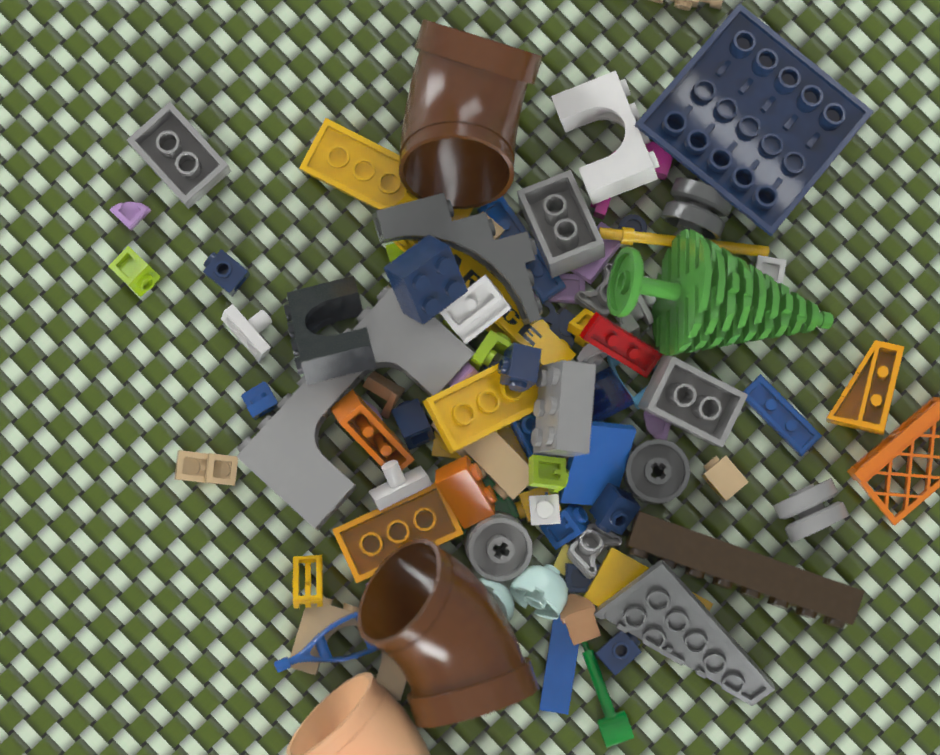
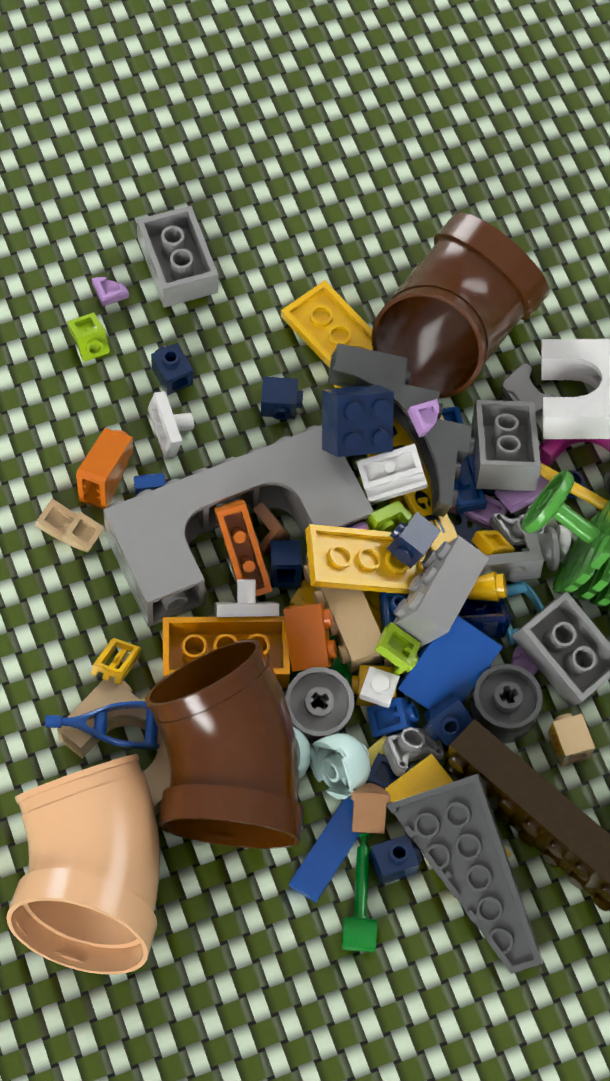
camera: 20 degrees right, 20 degrees down
(212, 399) = (104, 468): none -> orange slope
(332, 355) = (243, 440): black arch -> none
(338, 259) = (280, 398): none -> dark blue brick
(483, 246) = (424, 416): none -> lavender tile
(556, 156) = (520, 388): none -> light grey piece
(606, 372) = (489, 587): none -> yellow cone
(620, 344) = (519, 566): red tile -> none

